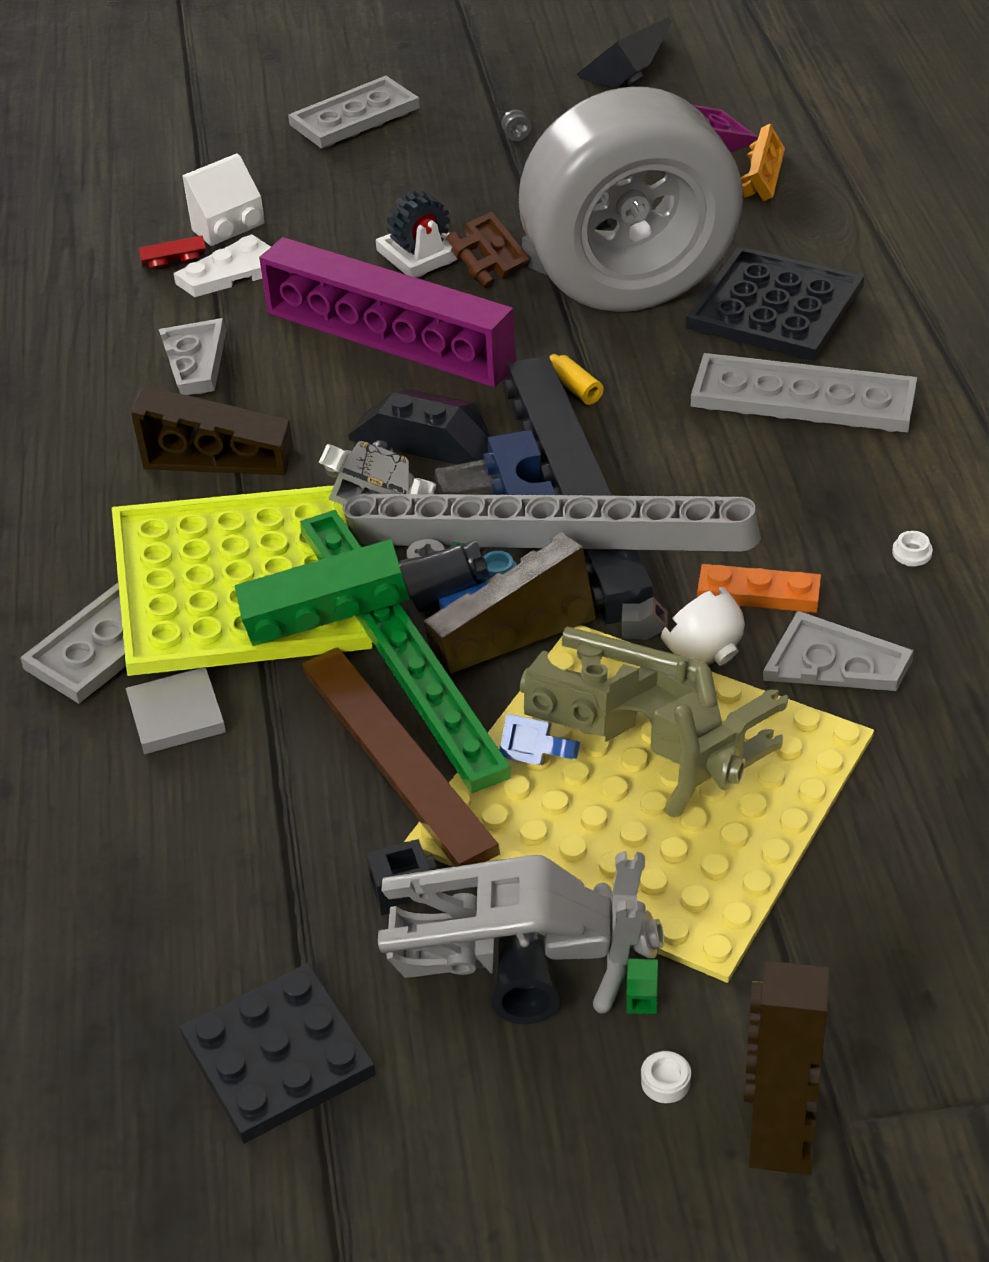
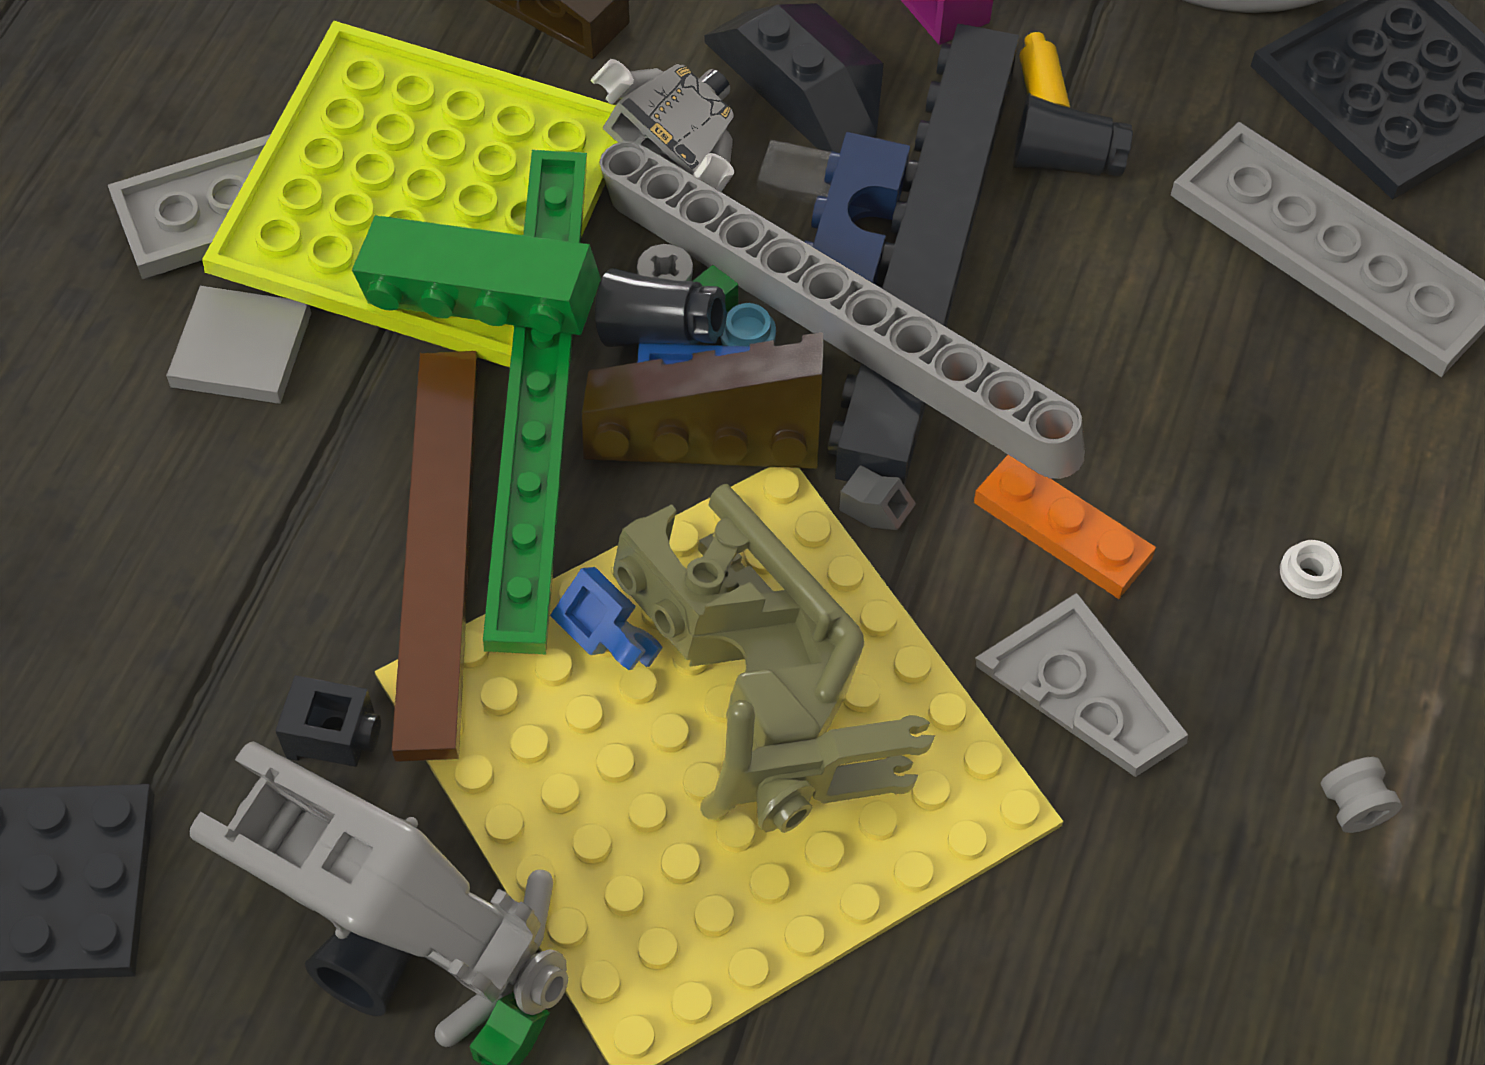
camera: 25 degrees right, 15 degrees up
(613, 398) = (1070, 140): none -> black plant
(707, 629) = (935, 564): white cylinder -> none

